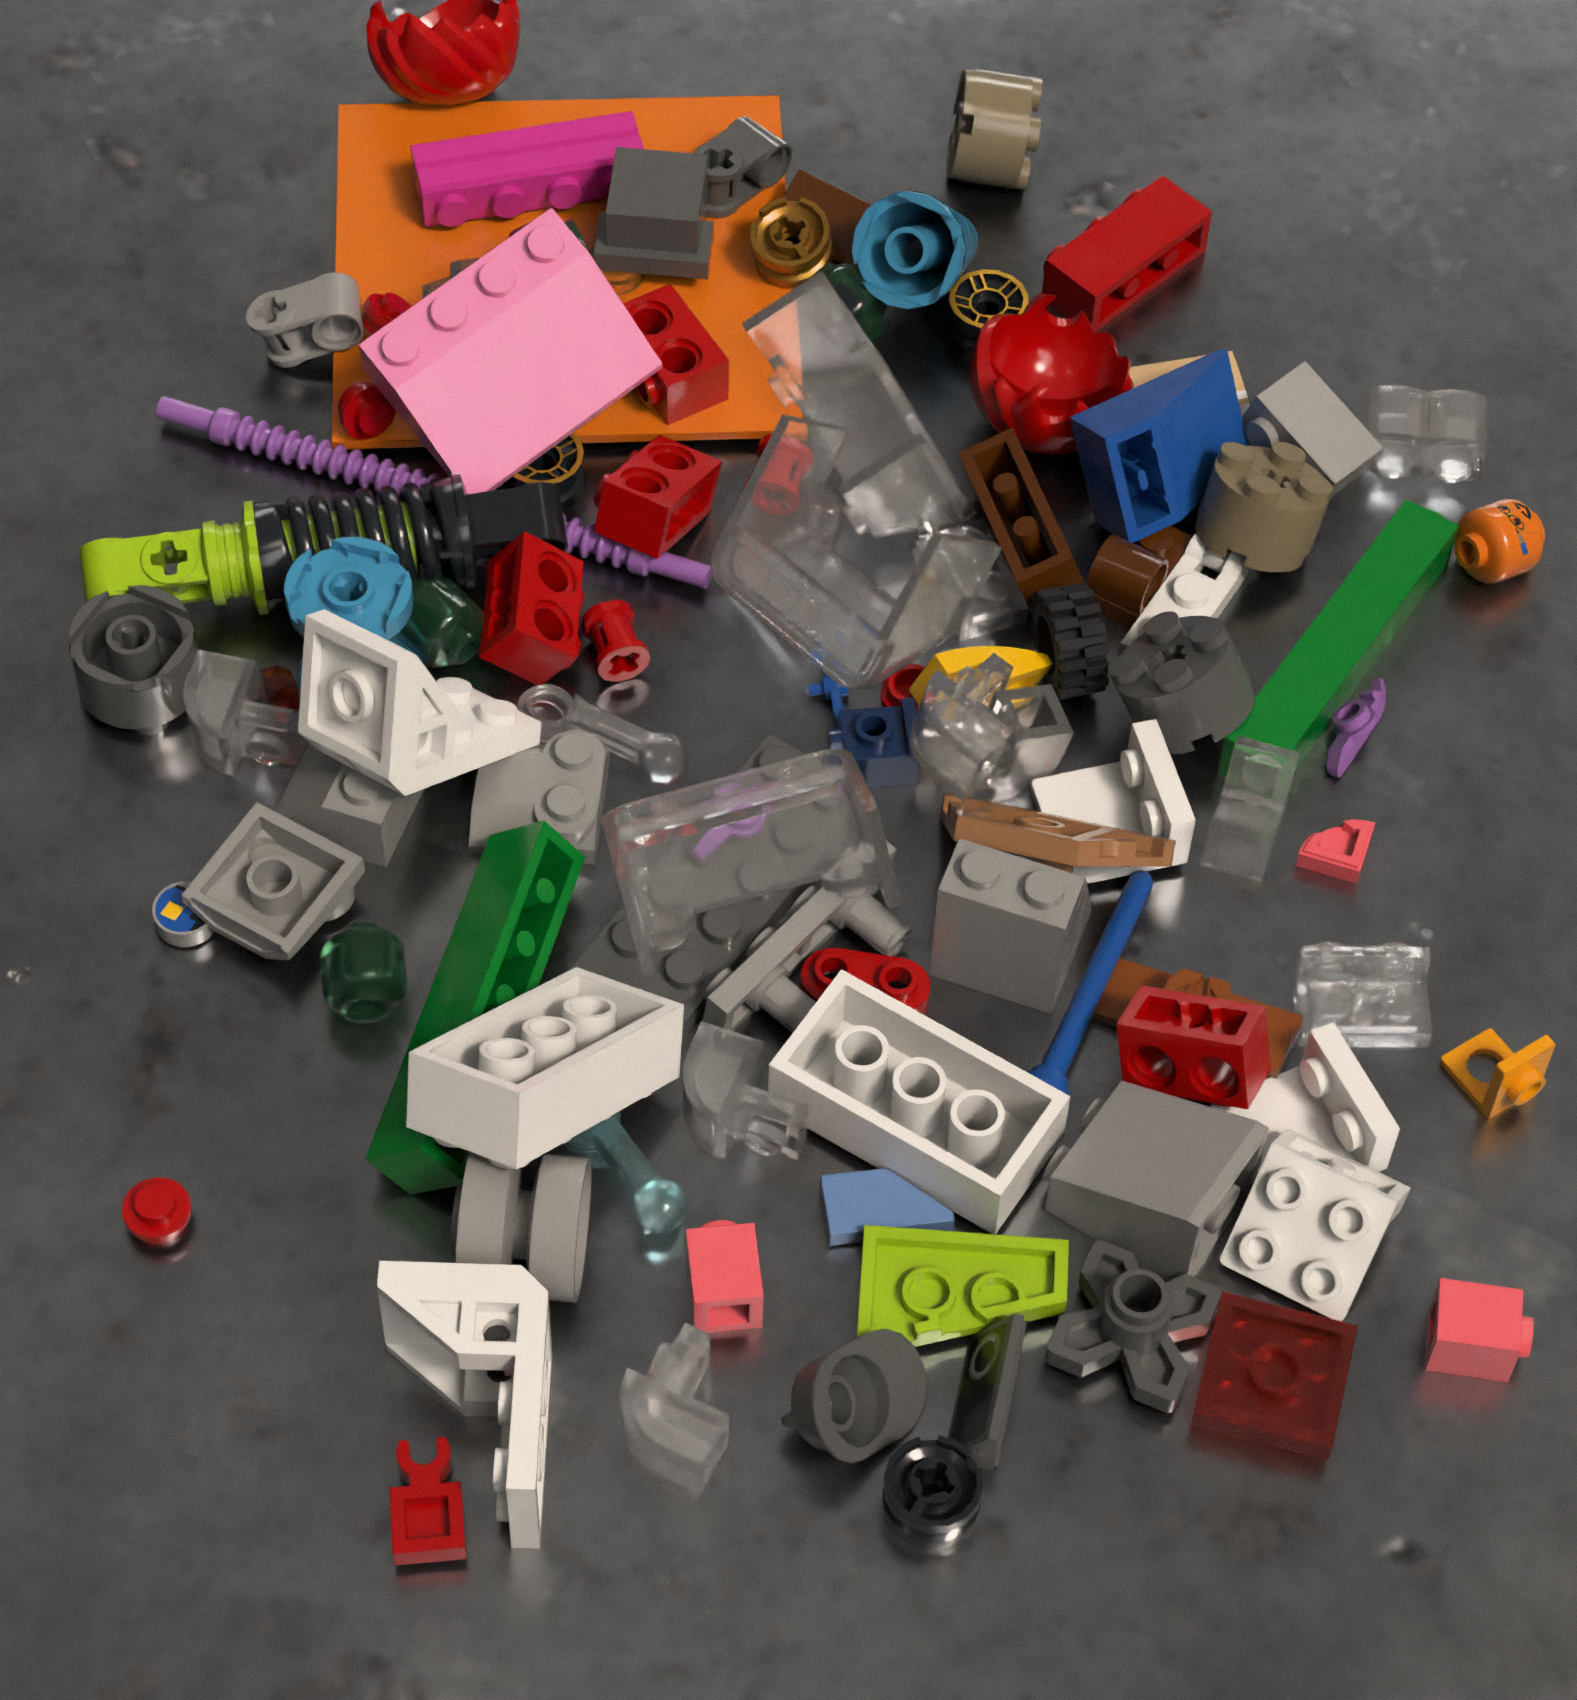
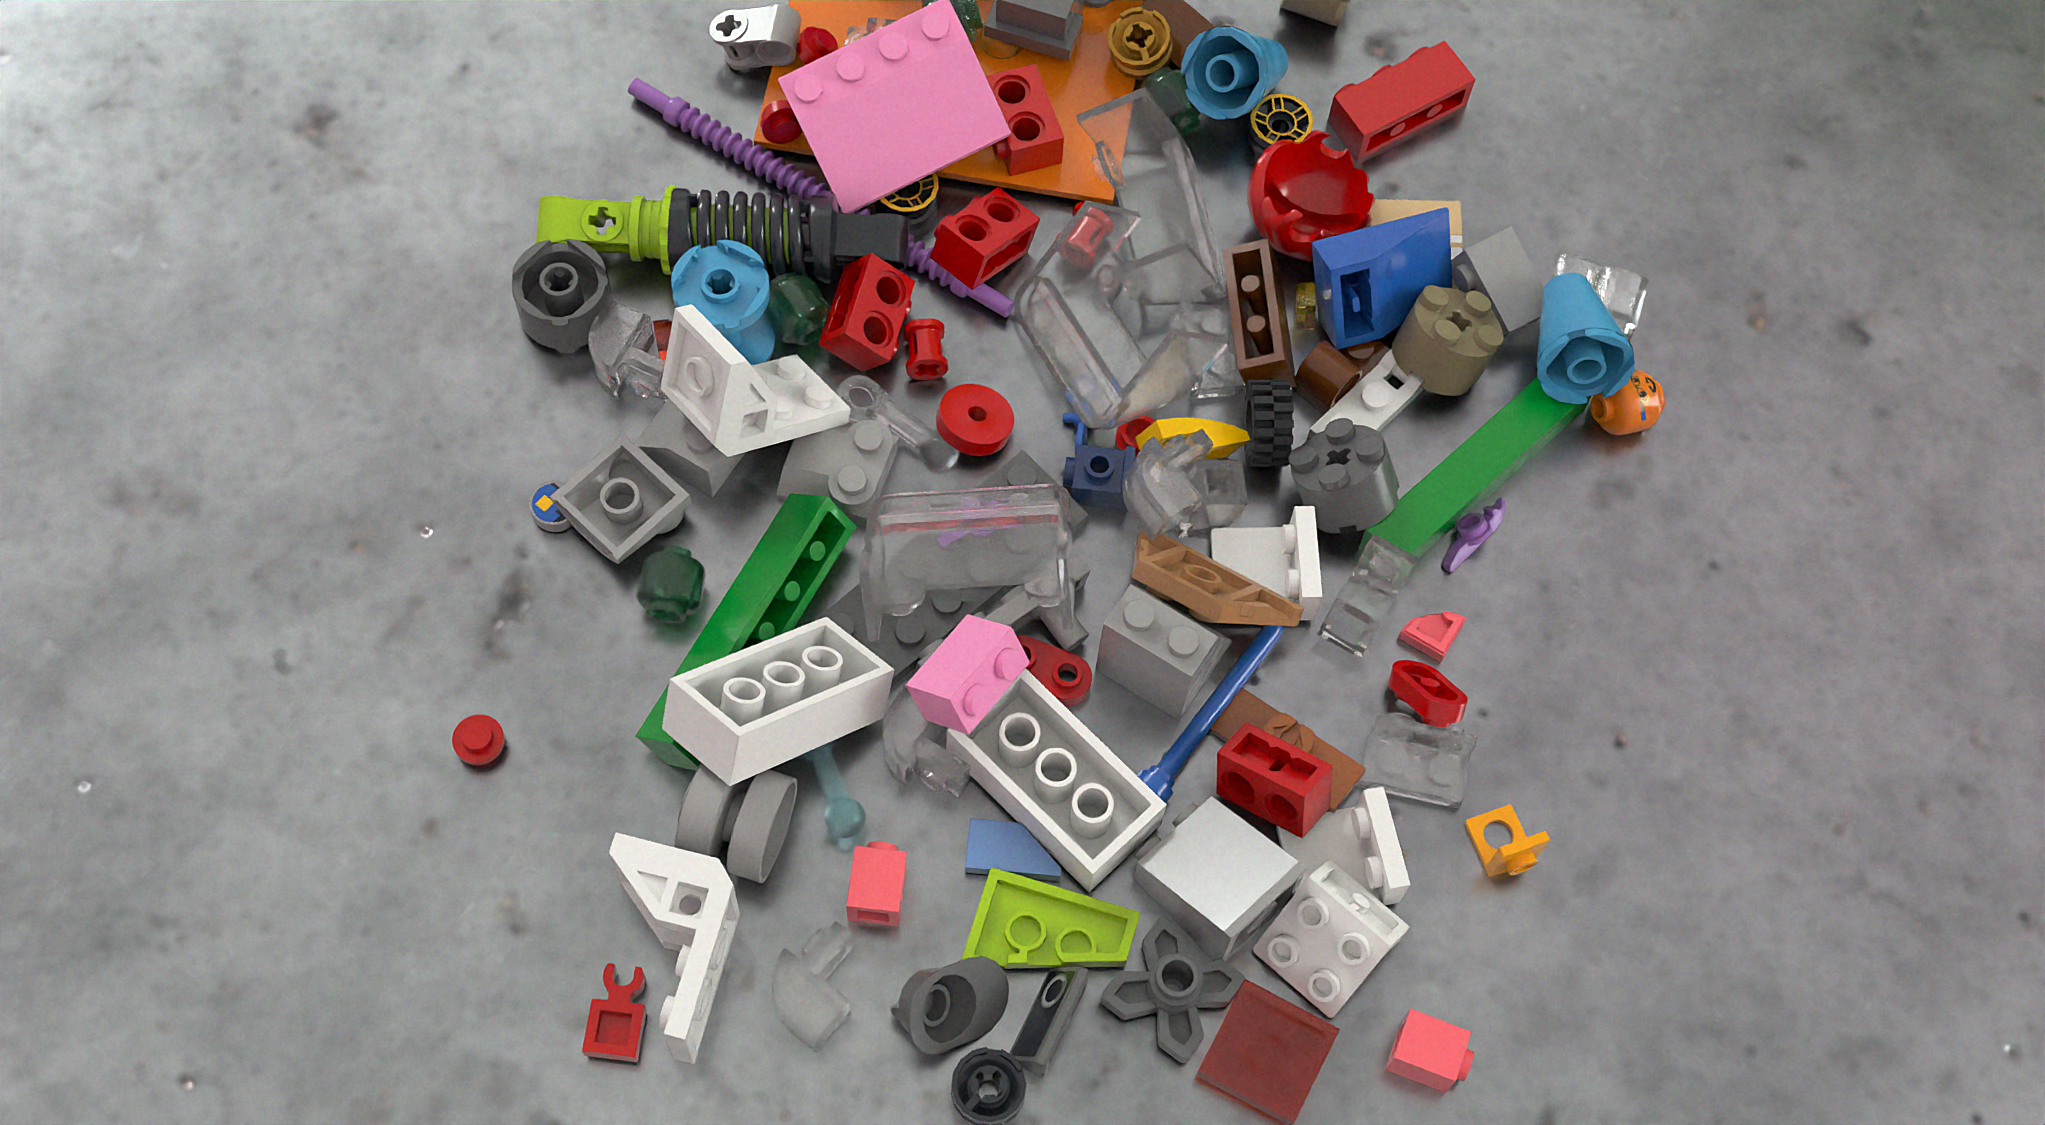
camera: 10 degrees right, 10 degrees up
(699, 710) = (971, 436): none -> red piece
(779, 990) = (968, 674): none -> bright pink brick
(1075, 505) = (1305, 305): none -> clear yellow tile
(1352, 910) = (1428, 693): none -> red plate
(1429, 473) = (1580, 343): none -> dark azure cone

